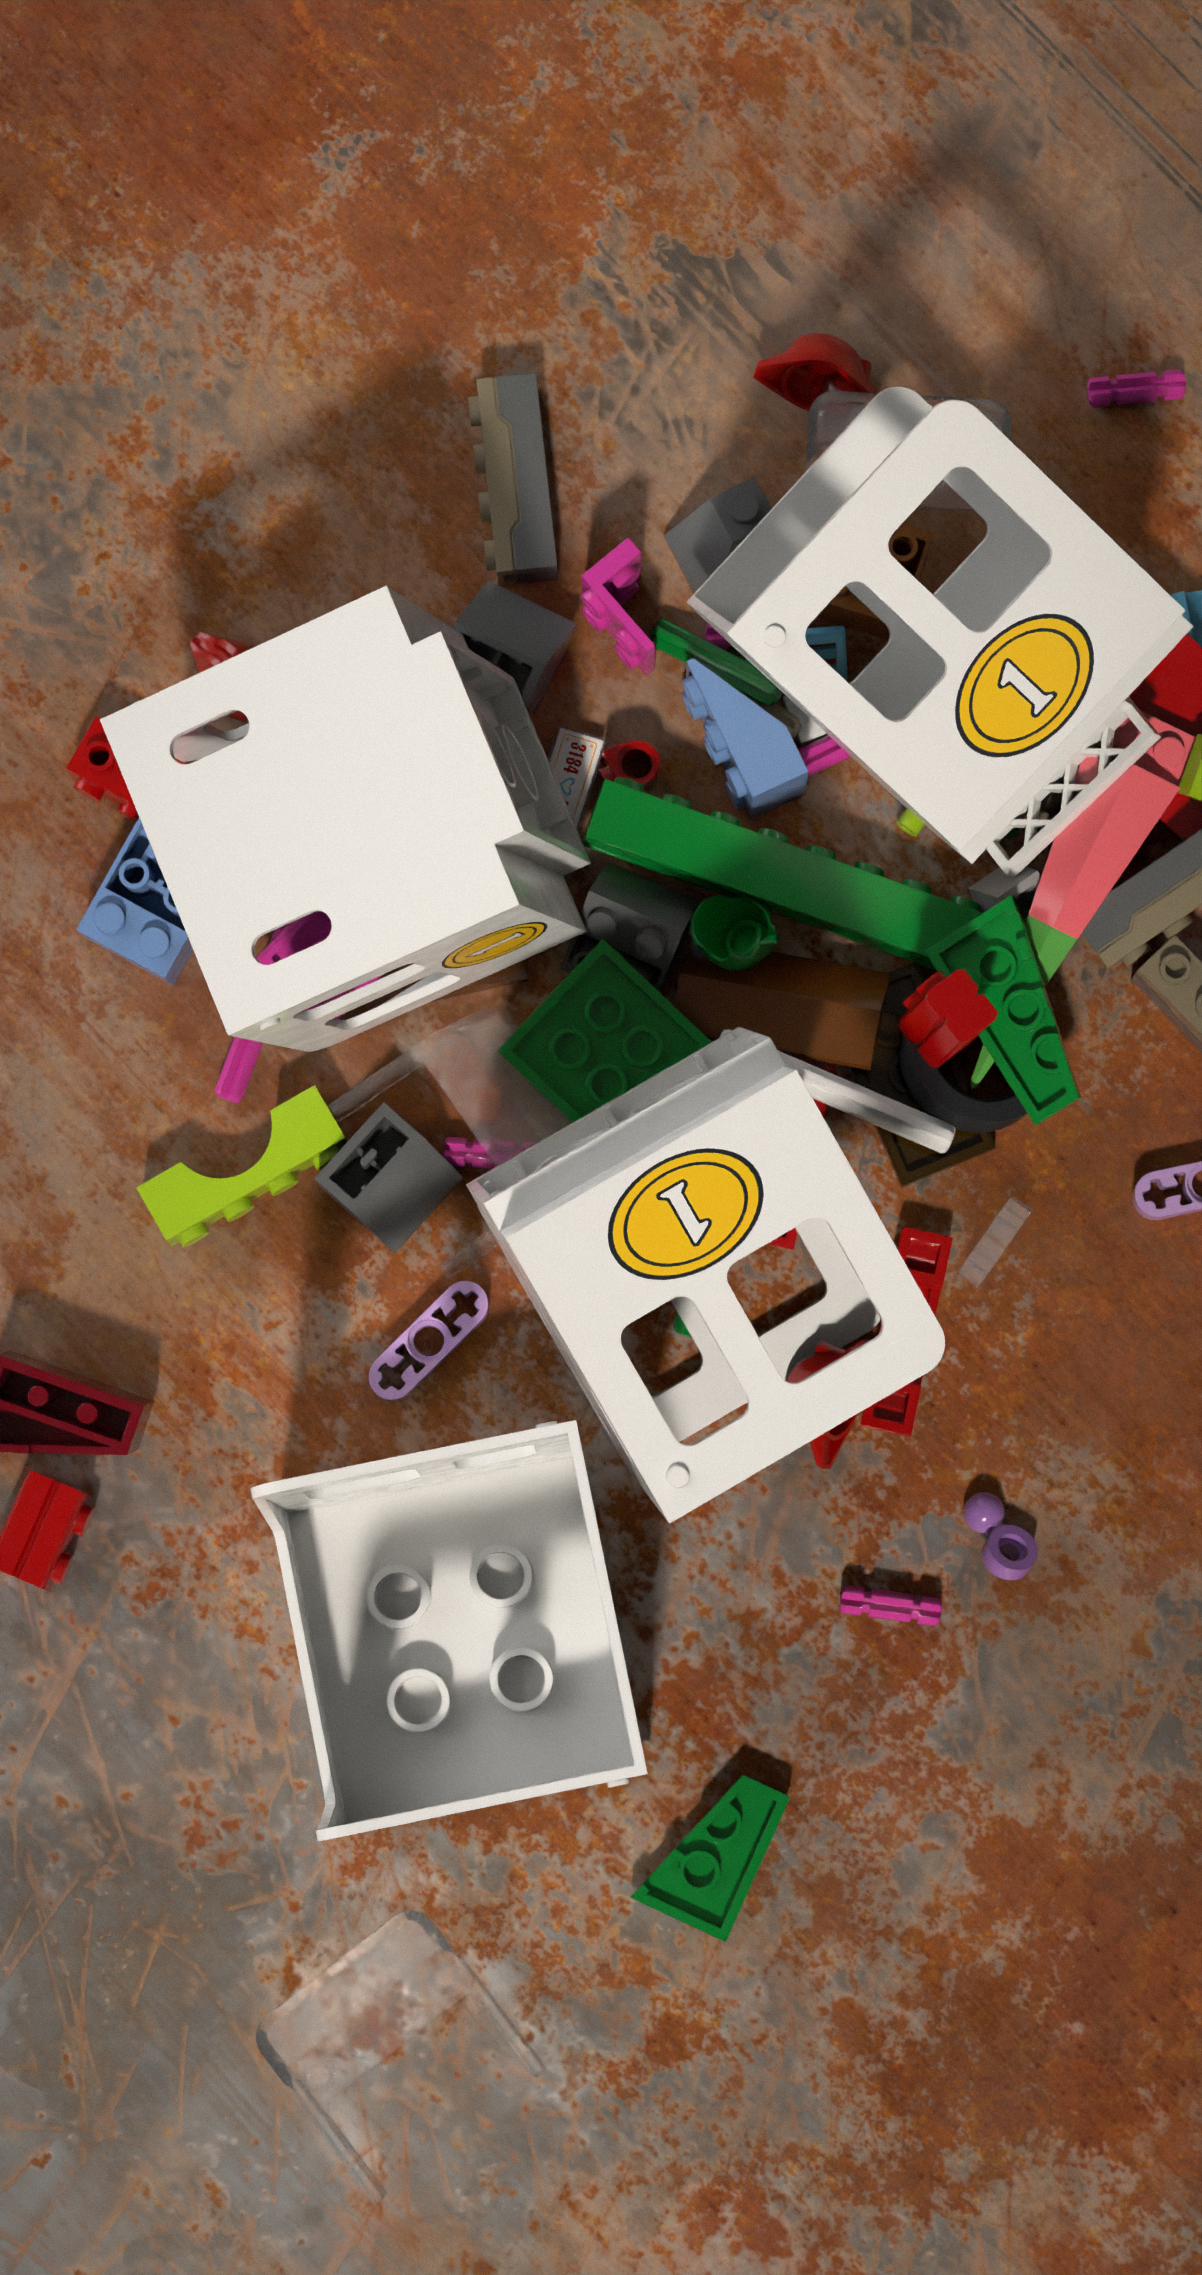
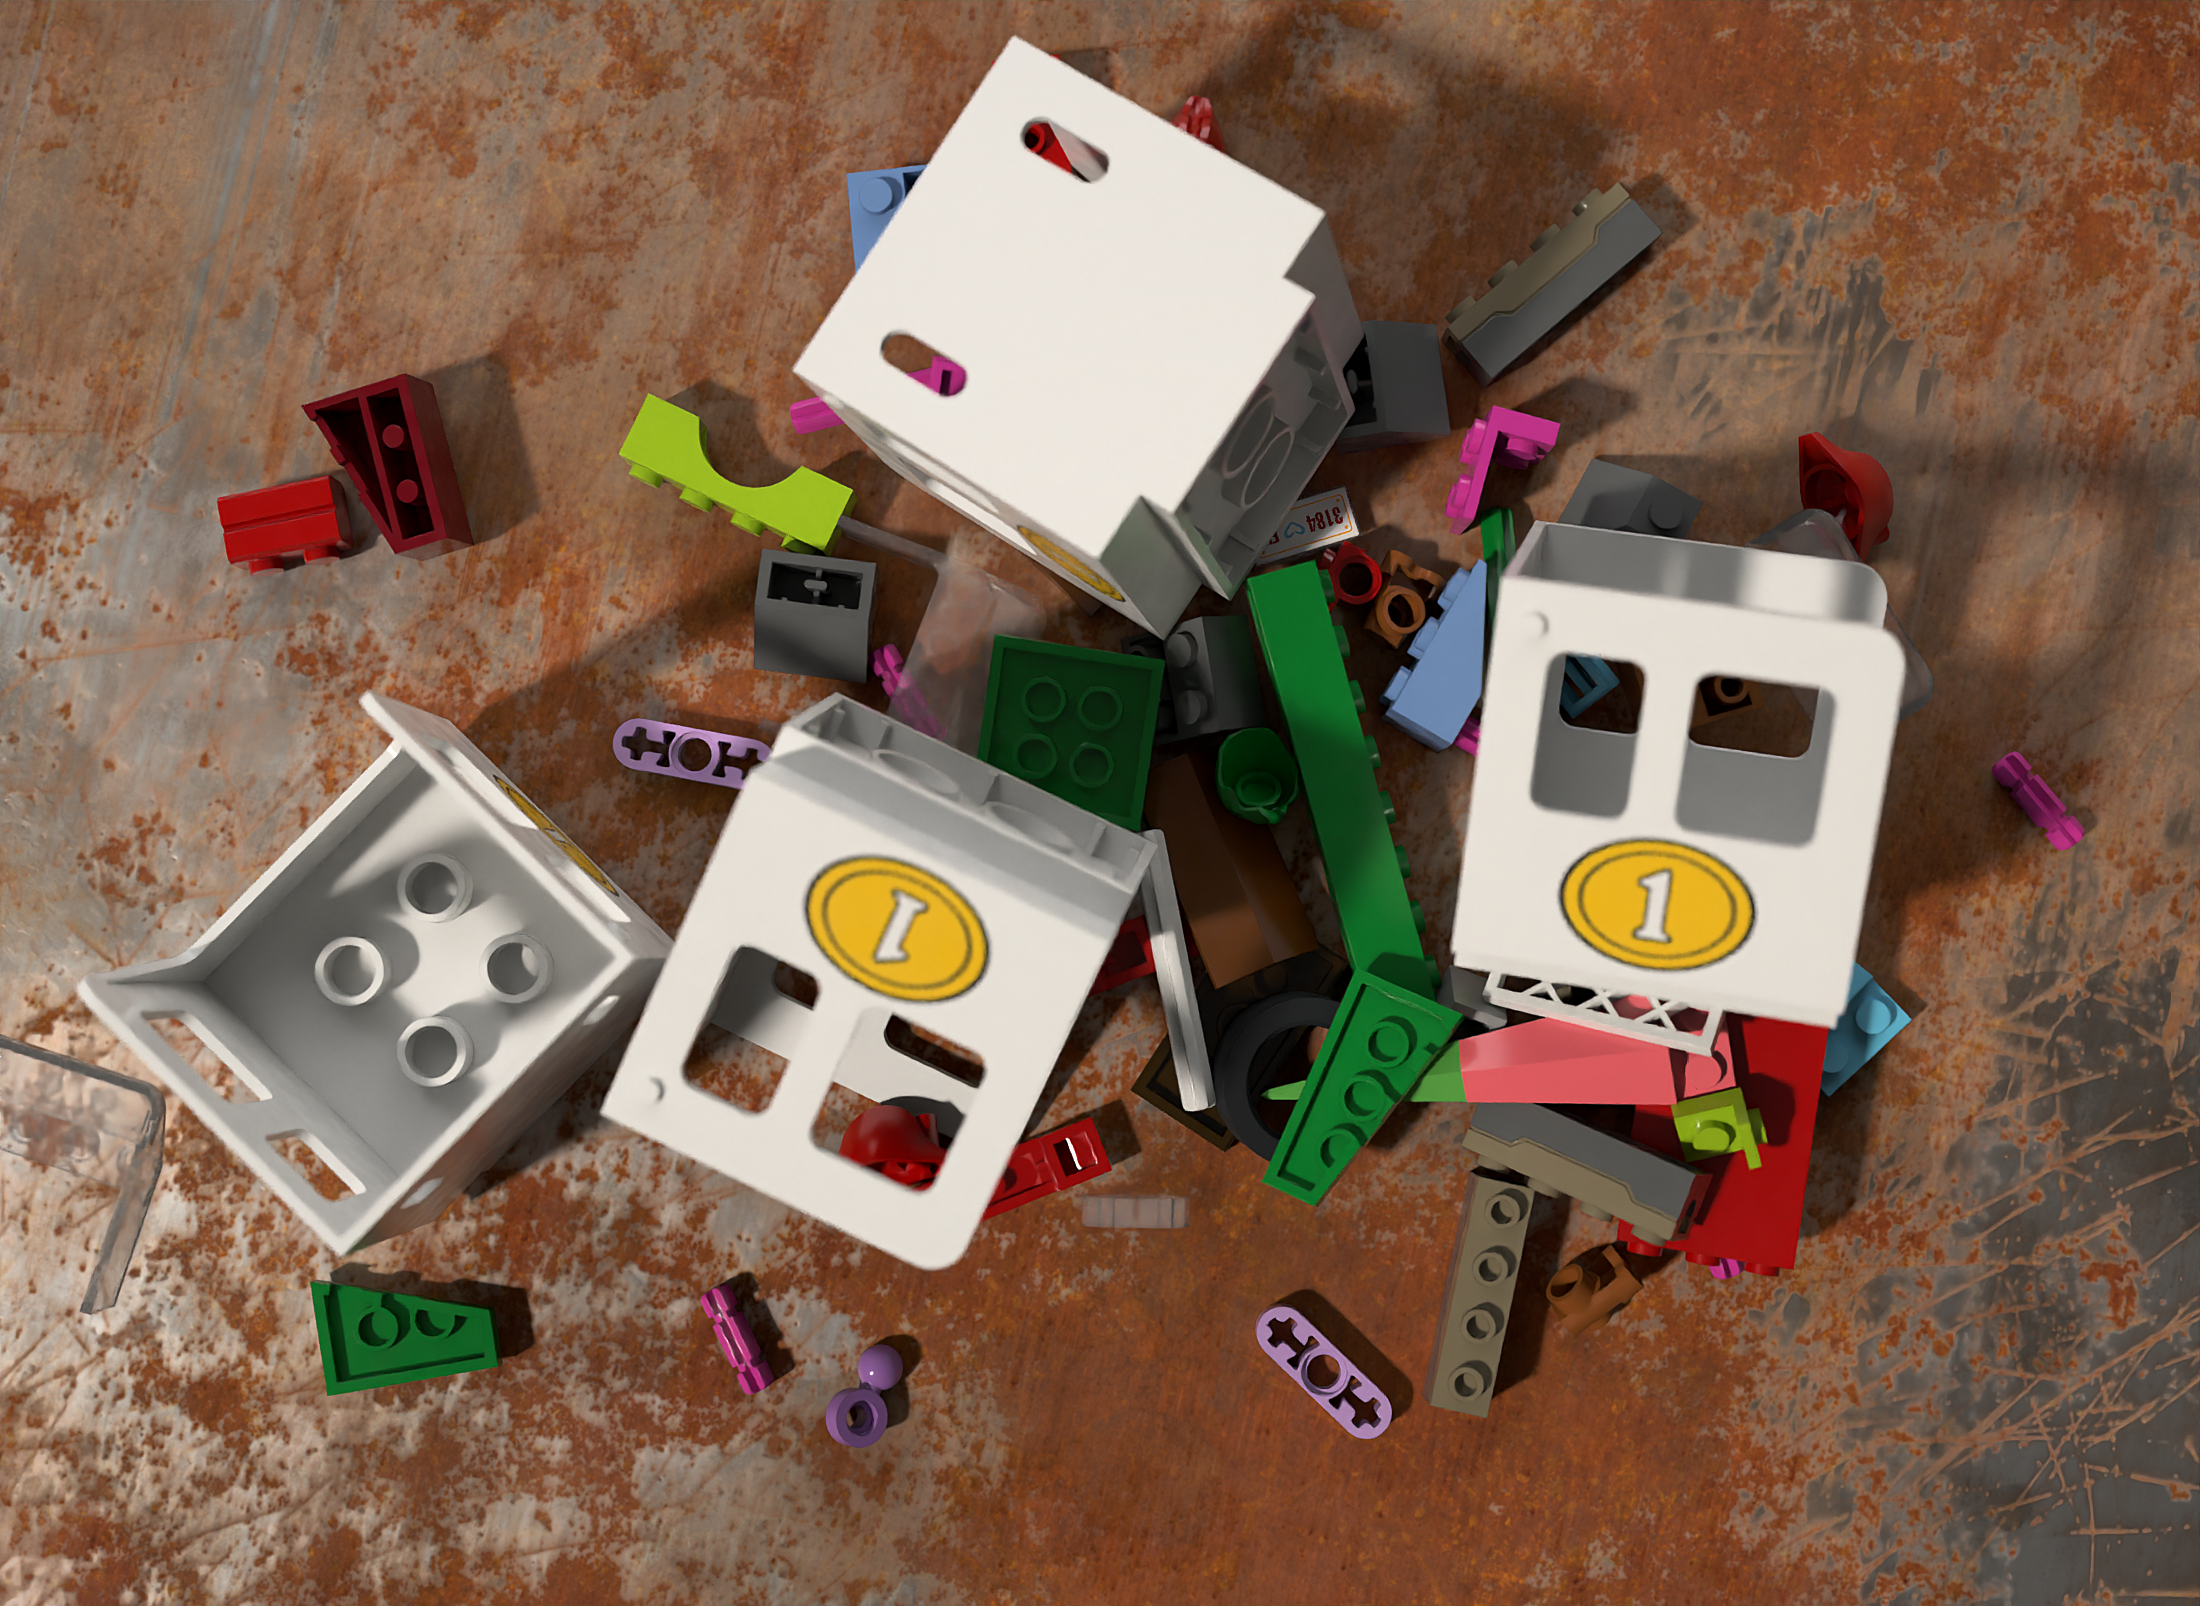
camera: 50 degrees right, 5 degrees up
(675, 741) = (1405, 593): none -> dark orange plate
(945, 1016) = (1303, 1032): red brick -> none

